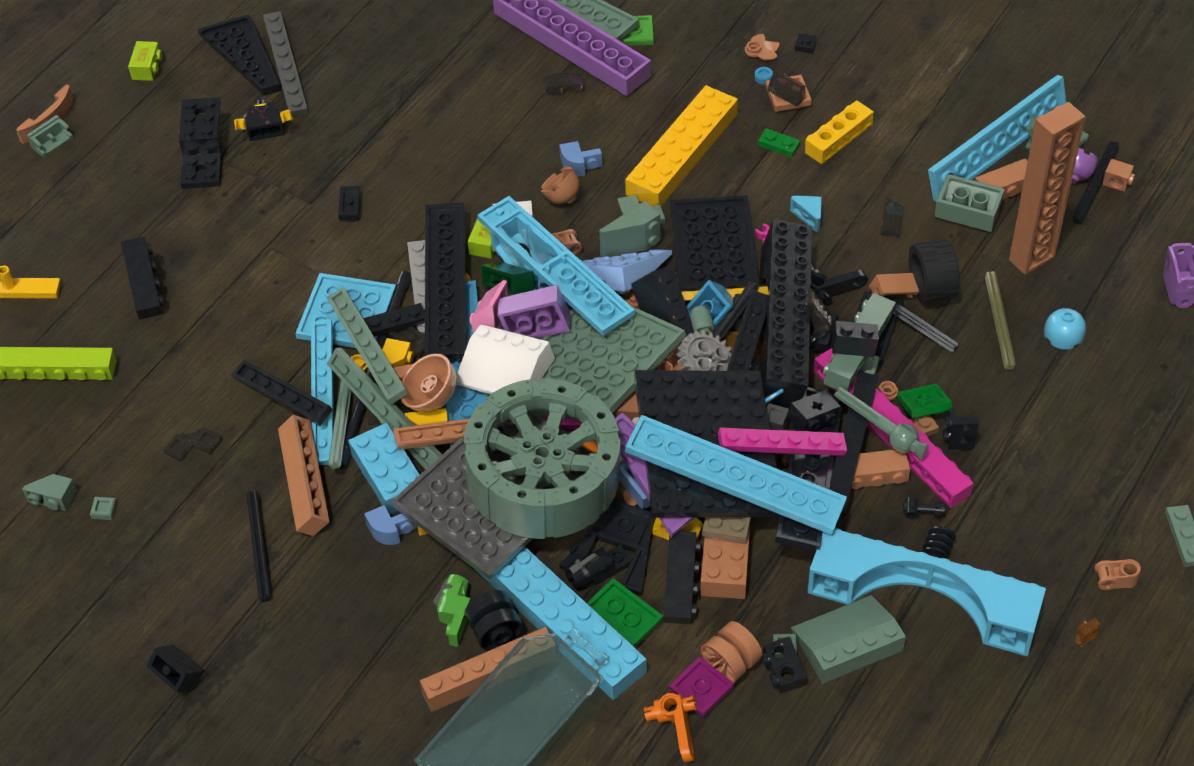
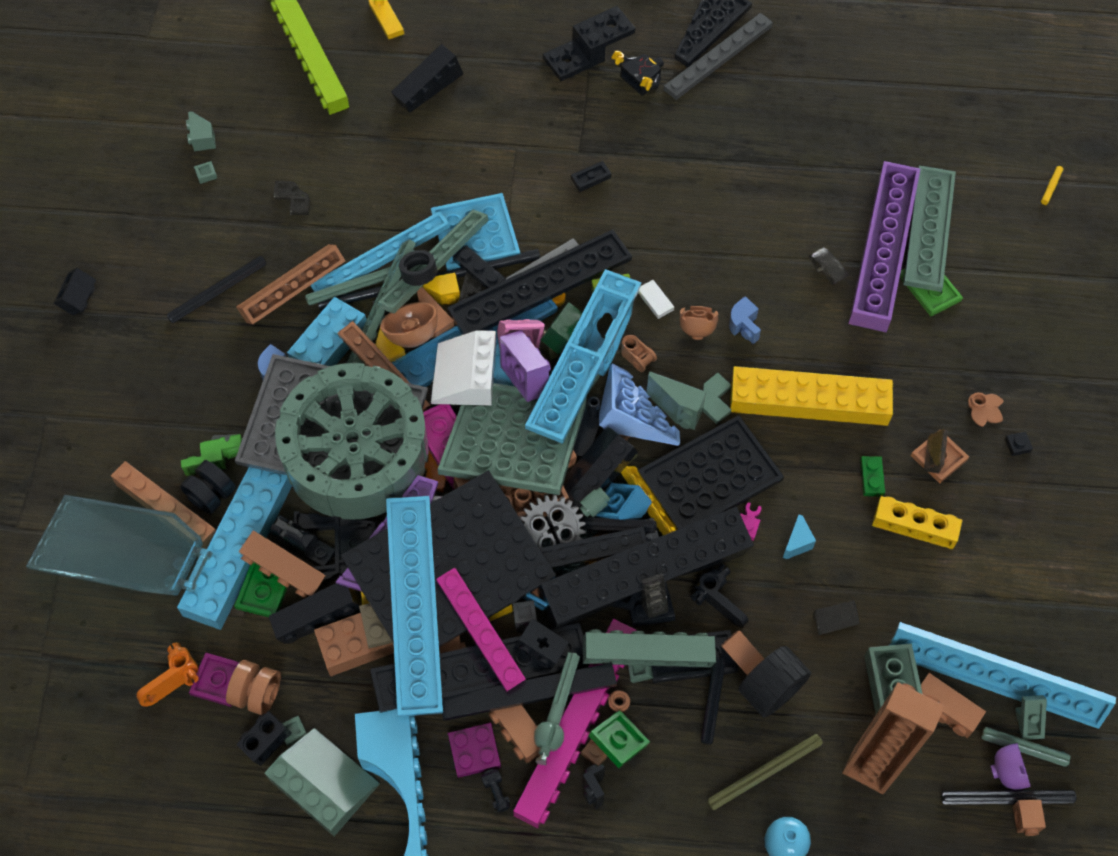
camera: 60 degrees right, 10 degrees up
(282, 392) = (362, 229): black plate -> none
(378, 363) = (416, 258): none -> black tyre
(620, 581) = (282, 564): none -> nougat brick
(763, 74) = (952, 424): dark azure tile -> none
(854, 338) = (638, 639): black slope -> none
(877, 512) = (474, 750): none -> magenta plate
(939, 542) = (448, 820): black piece -> none

